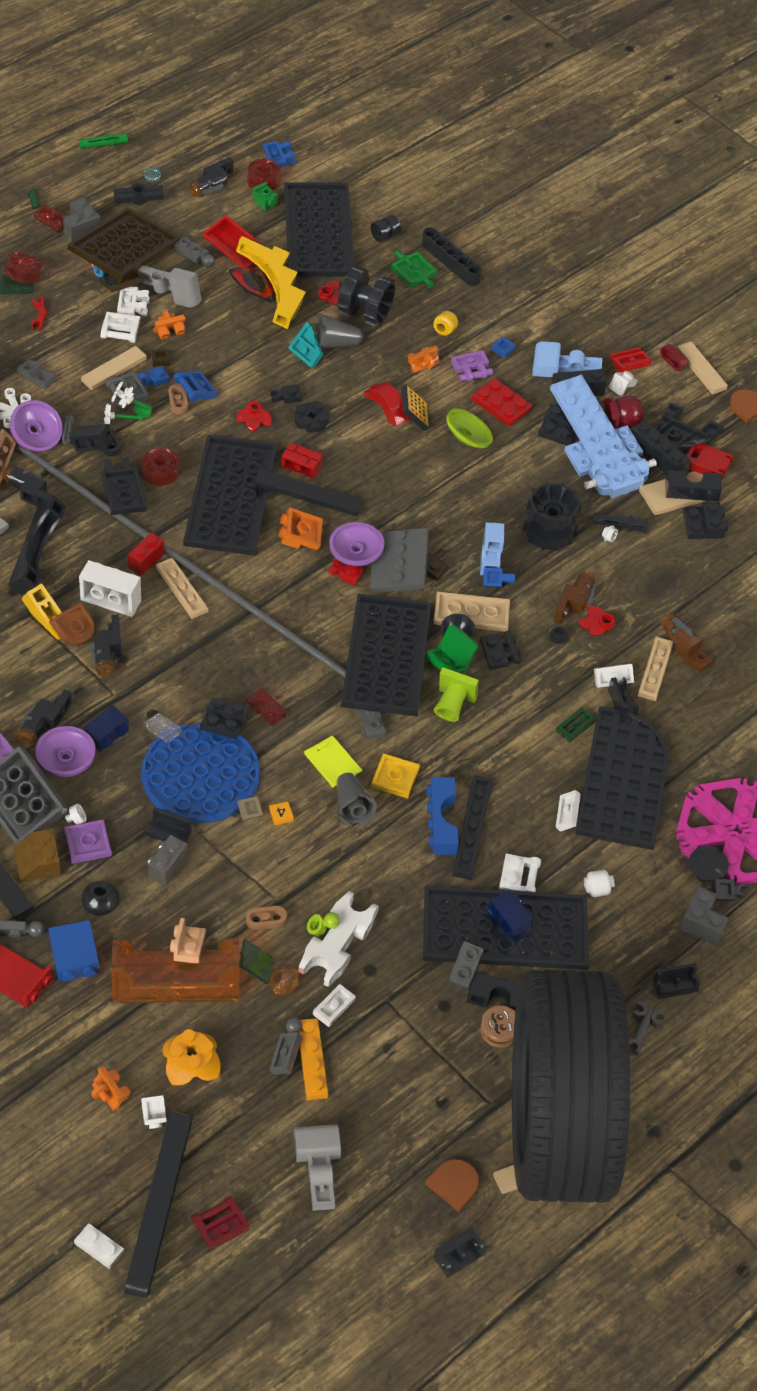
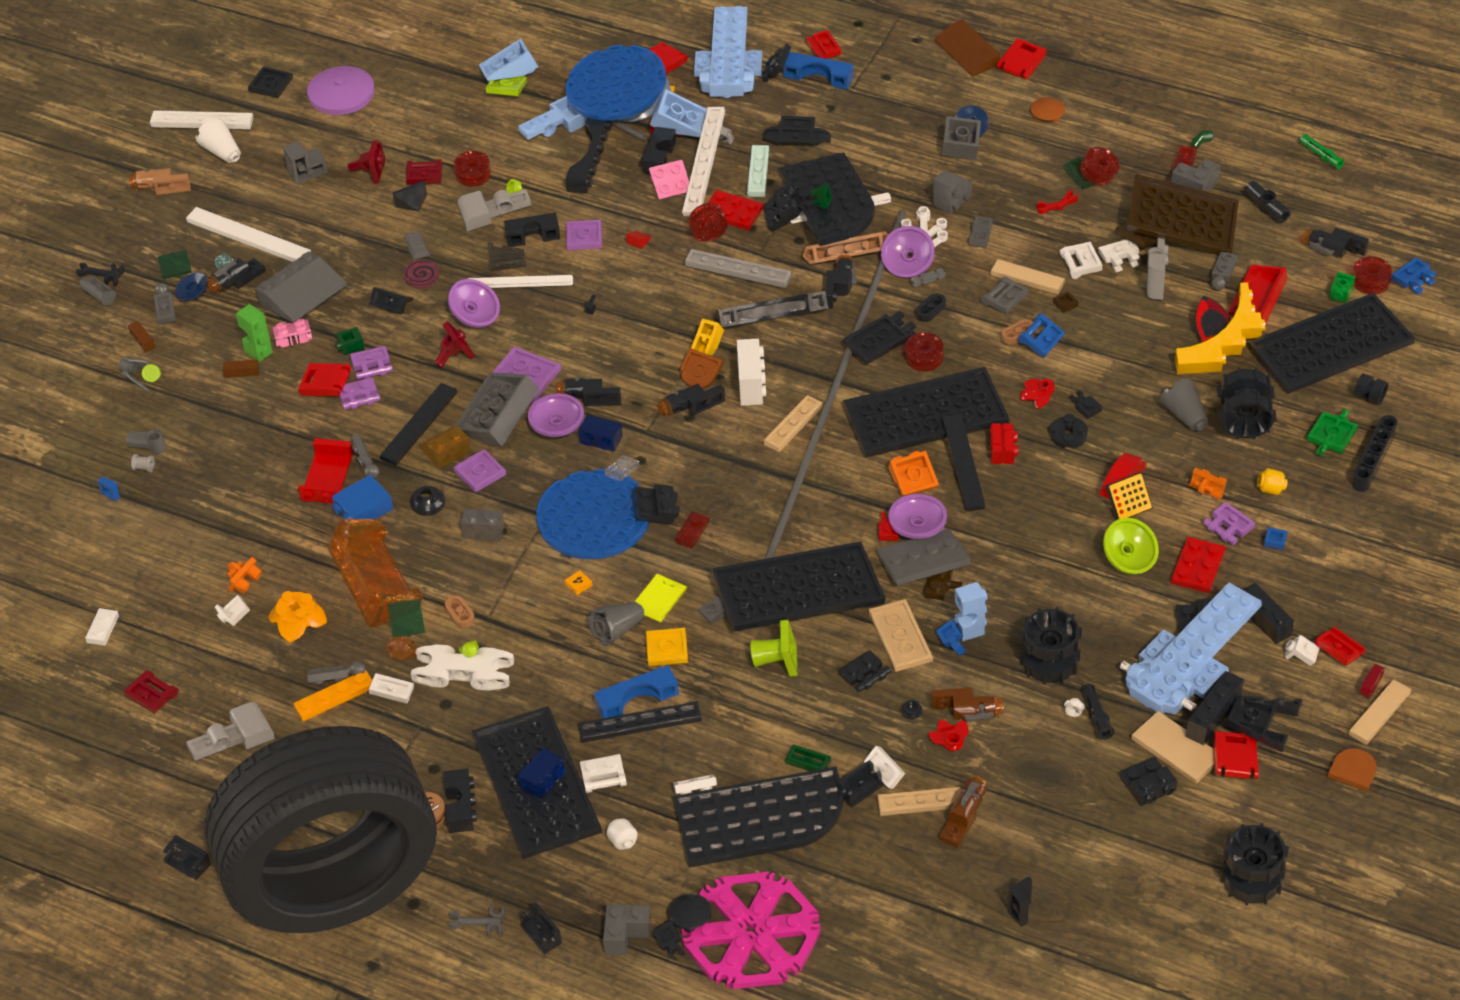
camera: 75 degrees right, 5 degrees down
(76, 814) = (499, 451): white tile -> none
(91, 437) = (919, 289): black hinge -> none
(143, 410) = (984, 312): plant -> none
(146, 554) = (811, 382): red brick -> none
(152, 174) = (1308, 202): clear light blue tile -> none
(156, 376) = (1036, 306): blue plate -> none
(158, 1204) = (153, 646): black beam -> none
(169, 322) = (1109, 286): orange hips -> none
(169, 824) = (517, 516): black panel -> none
(188, 942) = (405, 567): light nougat bracket -> none
(250, 808) = (568, 557): dark tan plate -> none
(307, 346) = (1152, 391): teal wing -> none
(454, 651) = (825, 633): green bracket -> none
(461, 621) = (861, 622): black piece -> none
(465, 965) = (476, 757): dark grey brick -> none
(549, 361) = (1290, 583): light blue plate -> none
(624, 411) = (1243, 657): dark red tile -> none
(679, 487) = (1187, 763): black arch -> none

